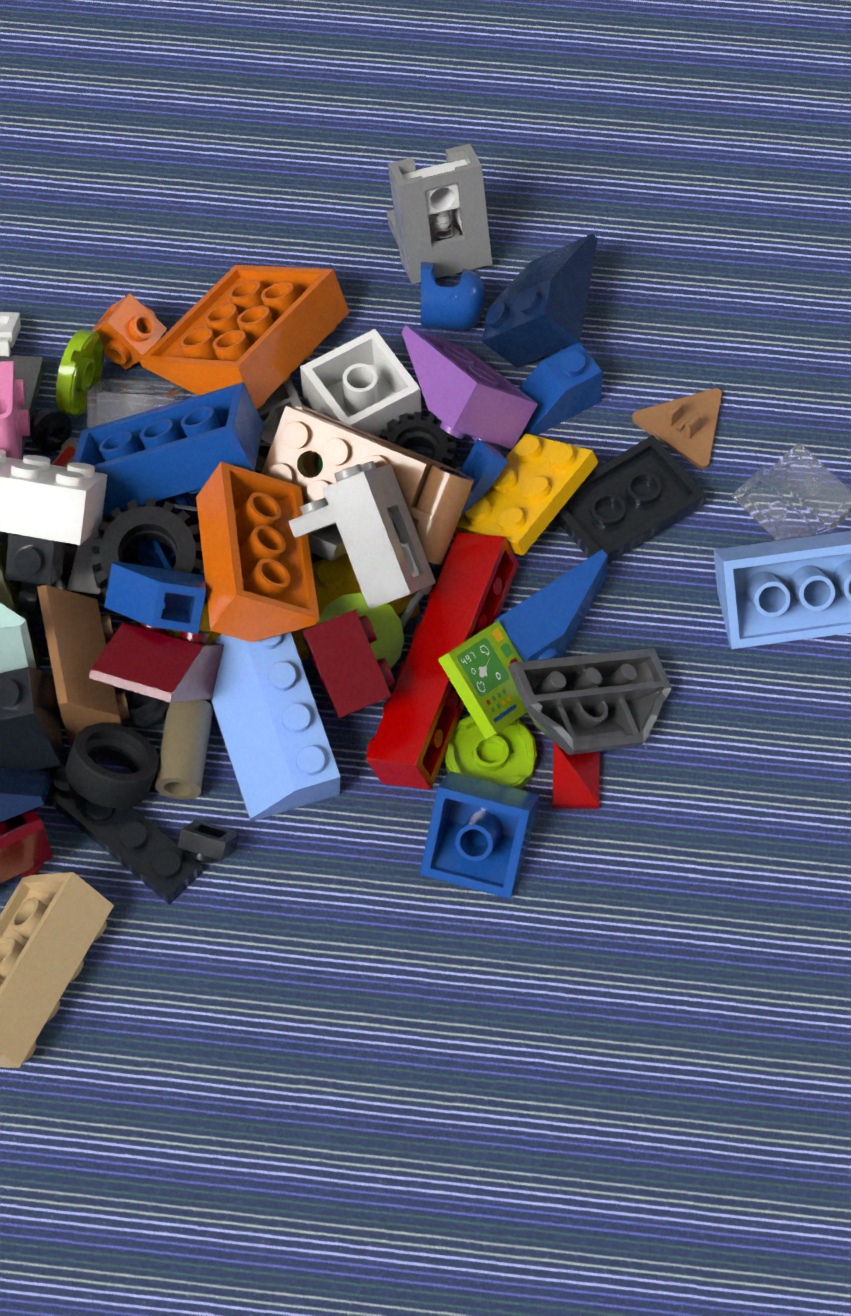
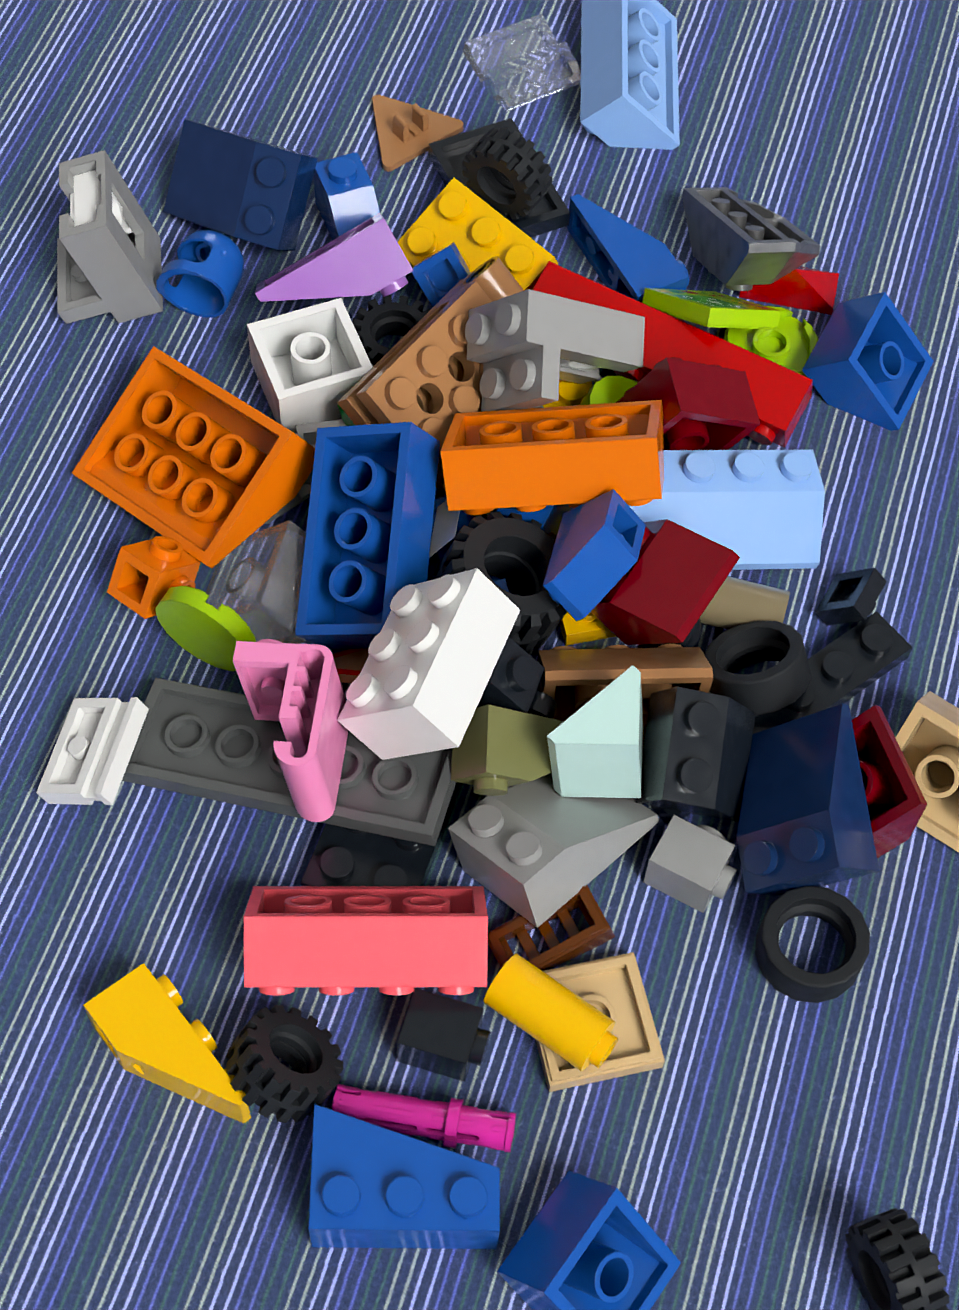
camera: 85 degrees left, 0 degrees up
(597, 485) = (507, 172): none -> black tyre

